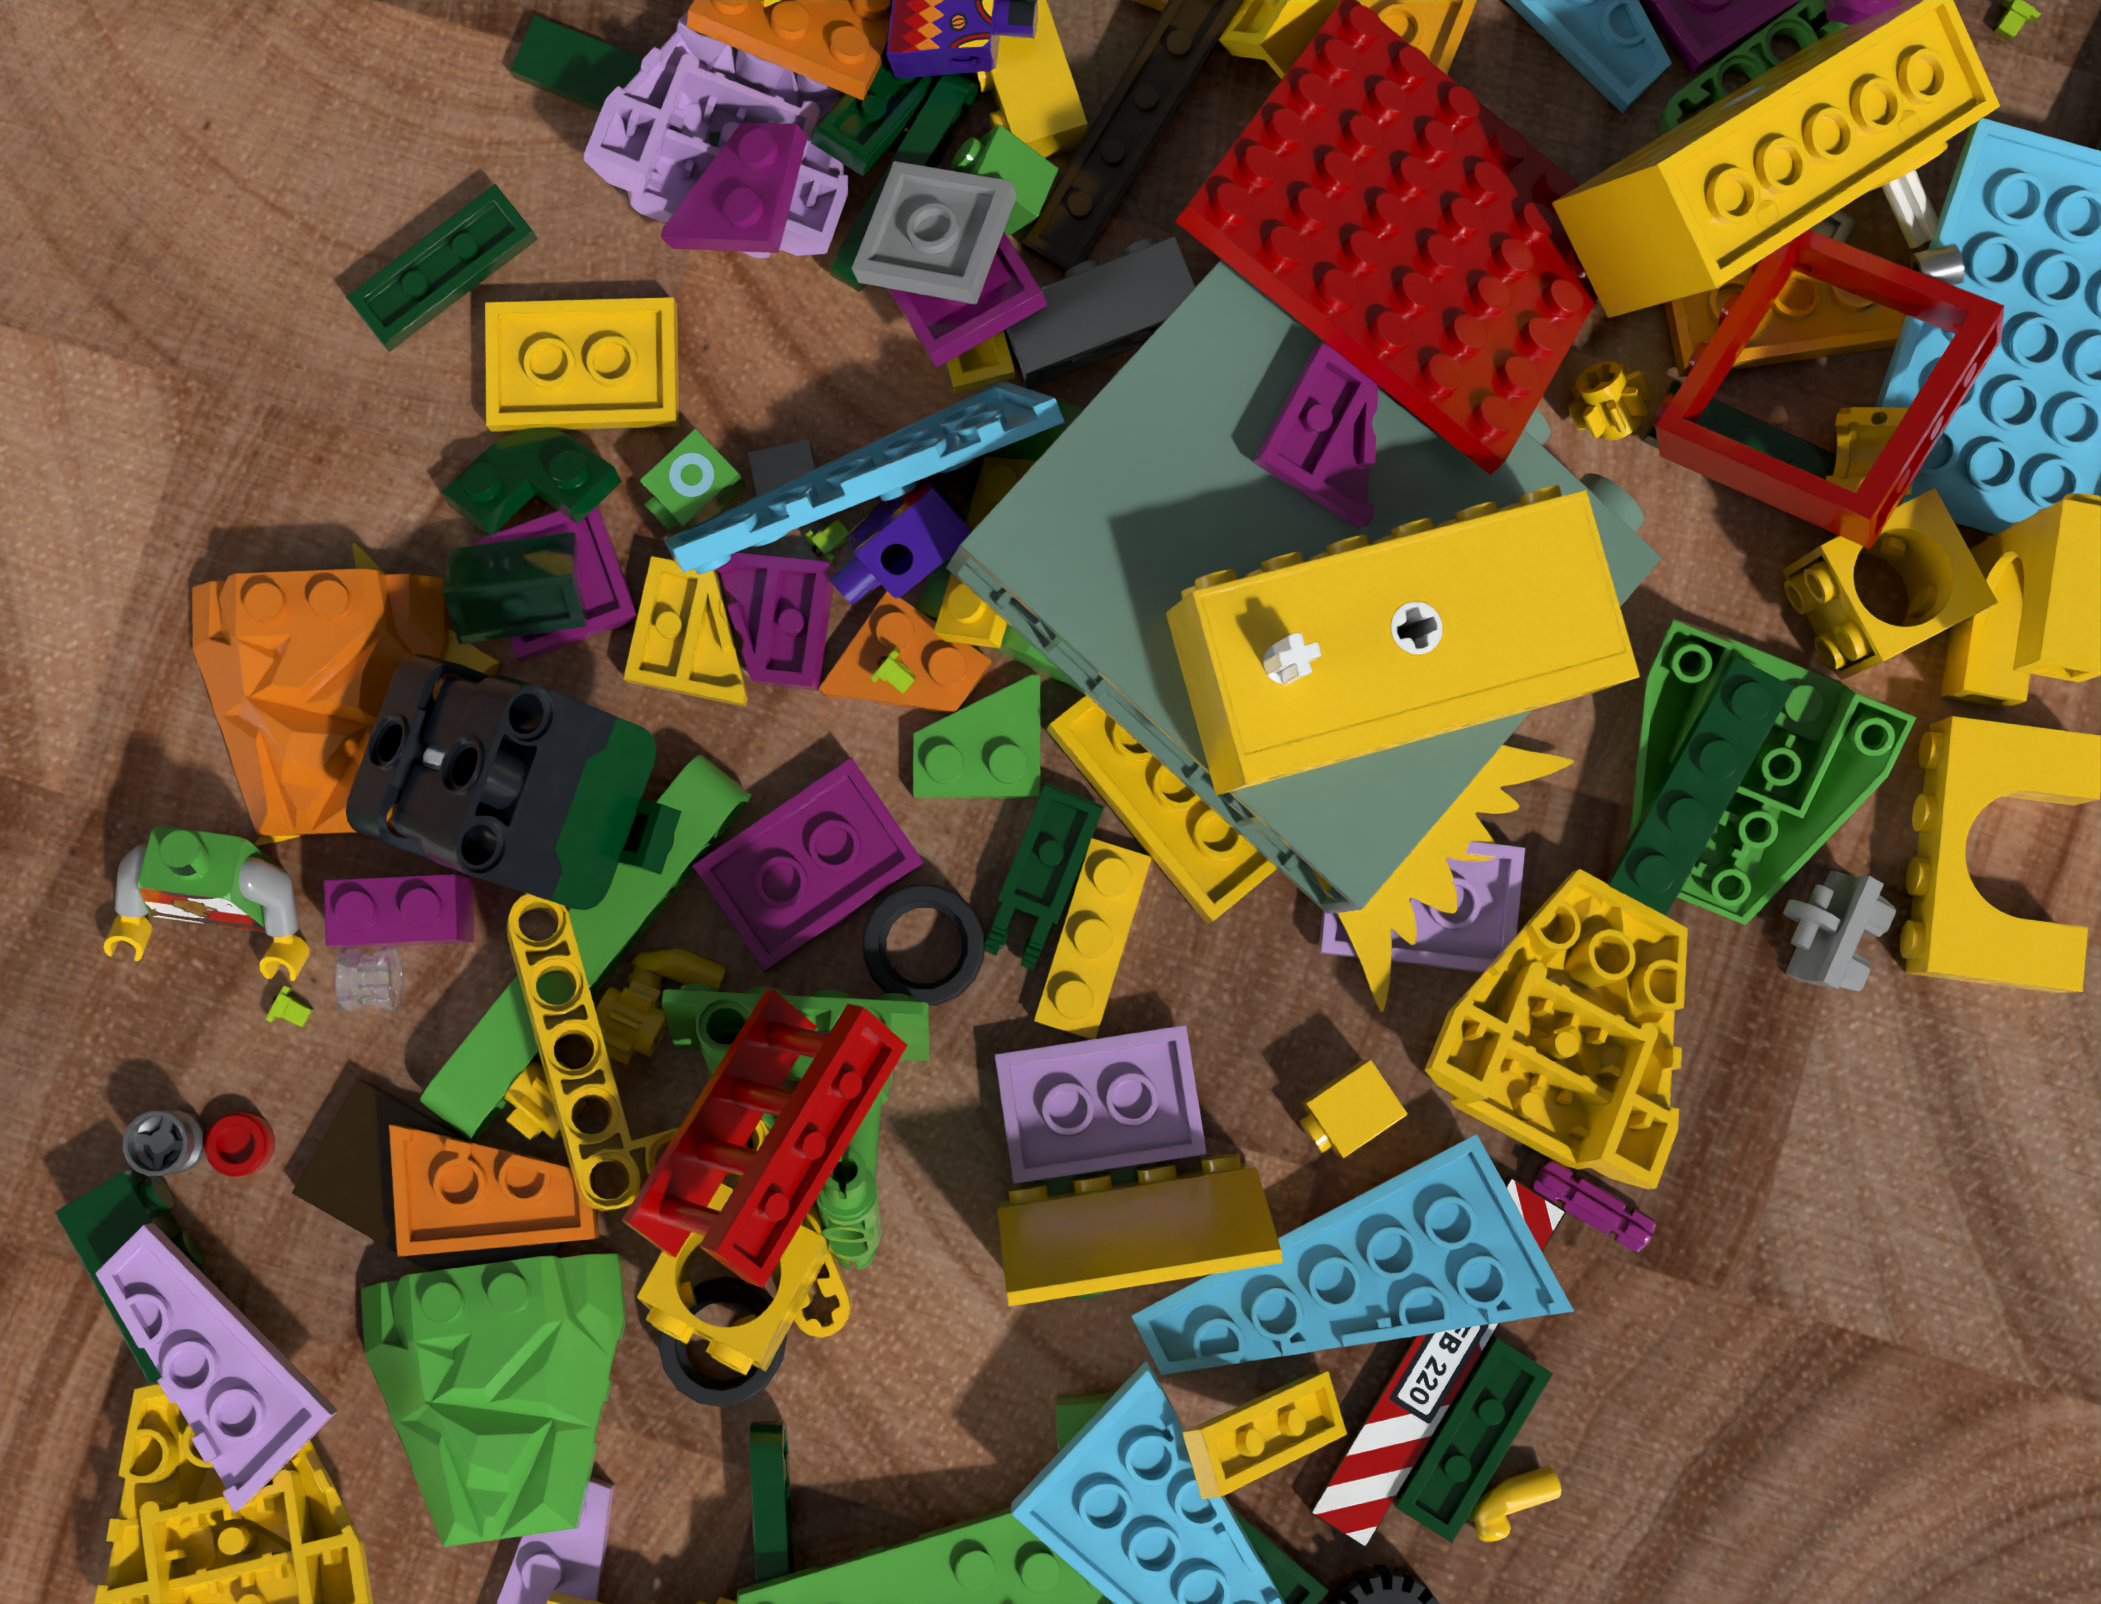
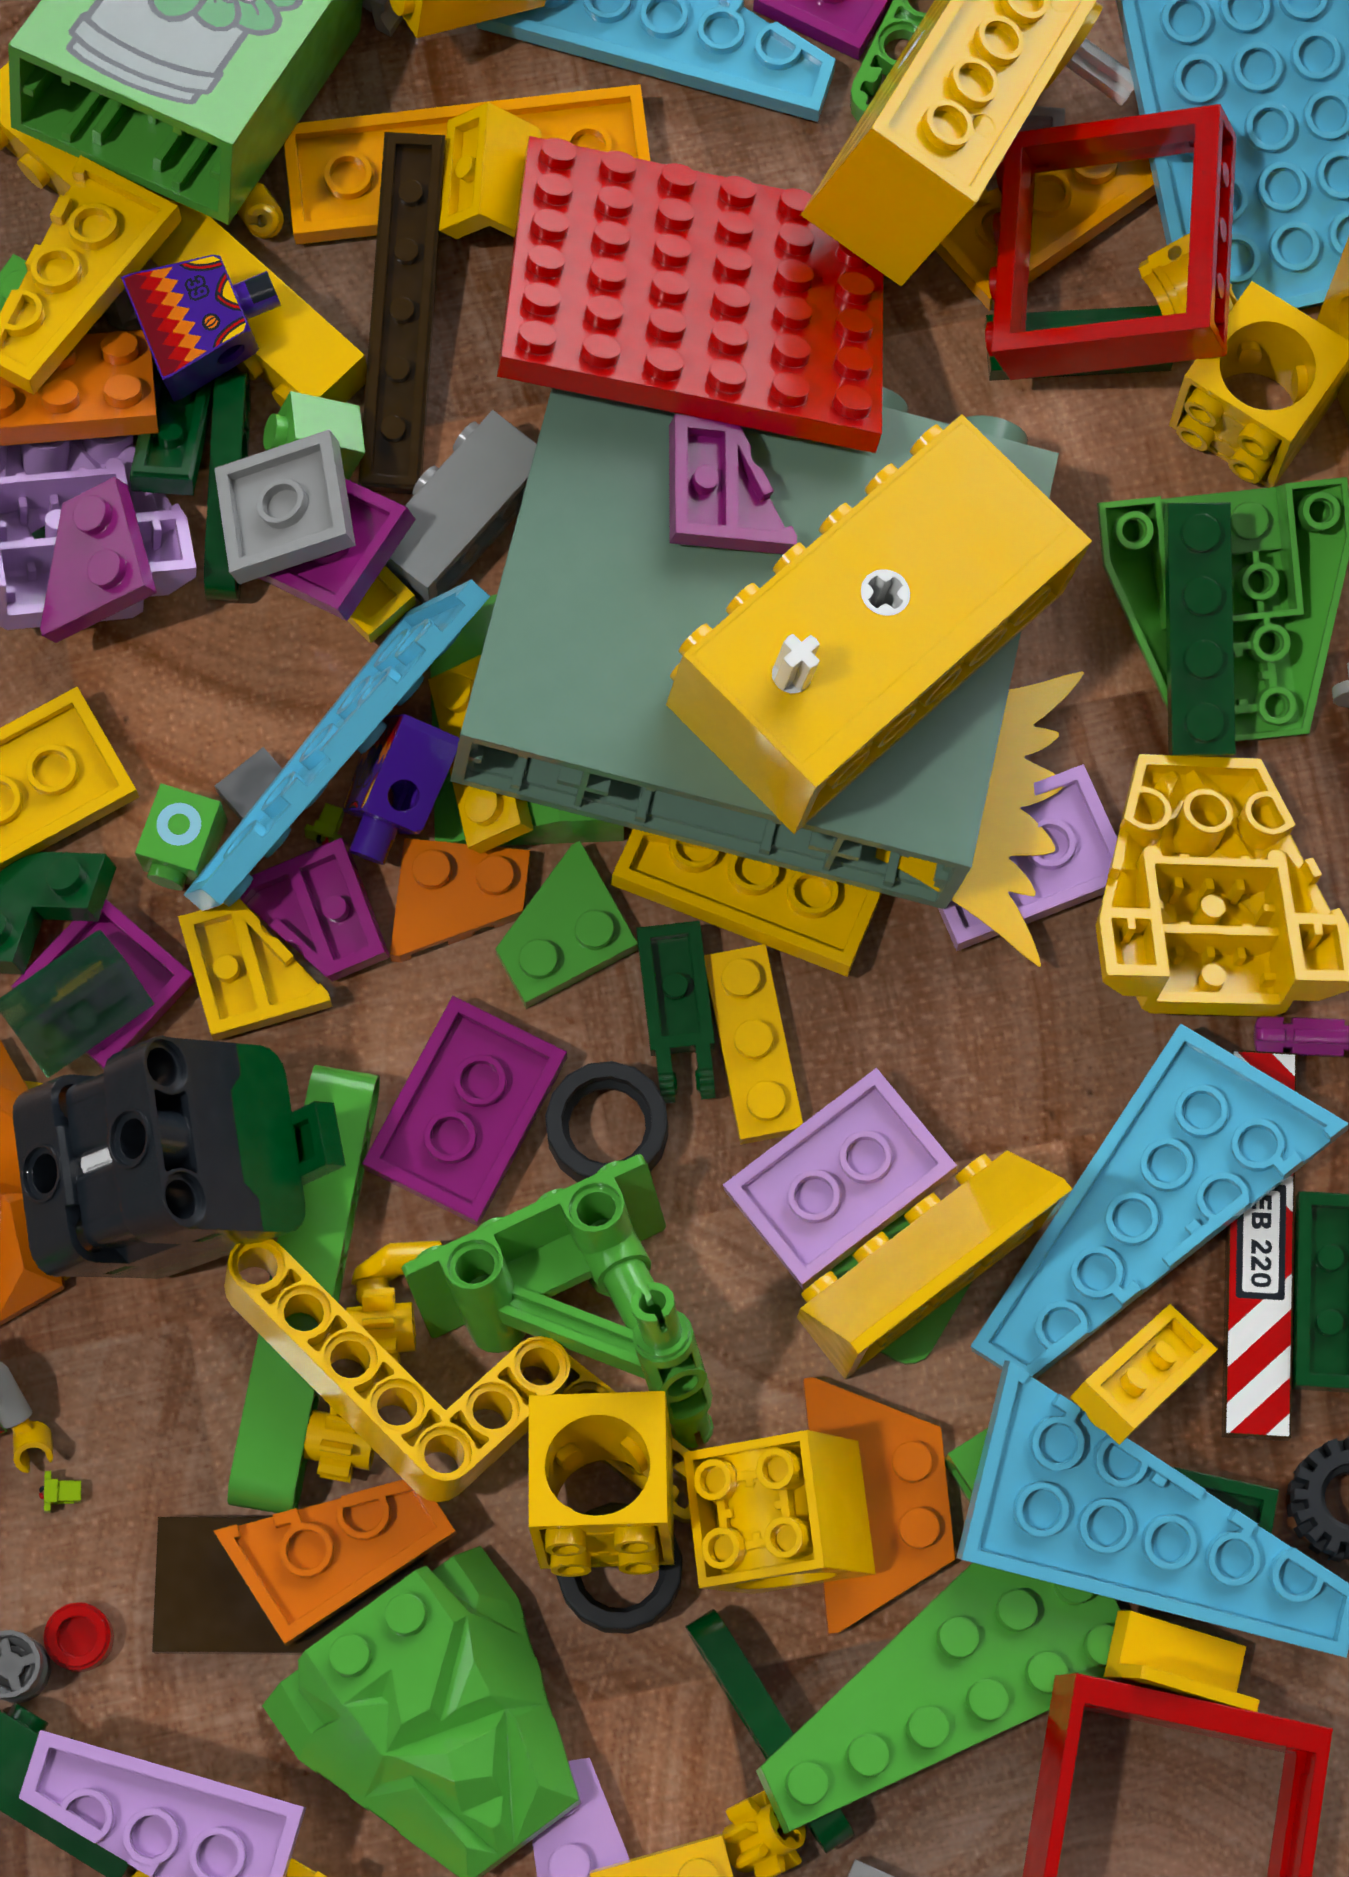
camera: 25 degrees left, 10 degrees down
(369, 979) = (122, 1420): clear wheel -> none
(399, 911) = (118, 1344): magenta brick -> none
(796, 1155) = (605, 1315): red fence -> none
(876, 1384) = (778, 1513): none -> yellow brick
(894, 671) = (449, 901): lime piece -> none
(976, 1401) = (903, 1498): none -> orange wing
(1351, 1110) = (1060, 1065): yellow brick -> none
(1609, 400) = (941, 358): yellow gear -> none
(1940, 263) = (1151, 99): flat silver piece -> none

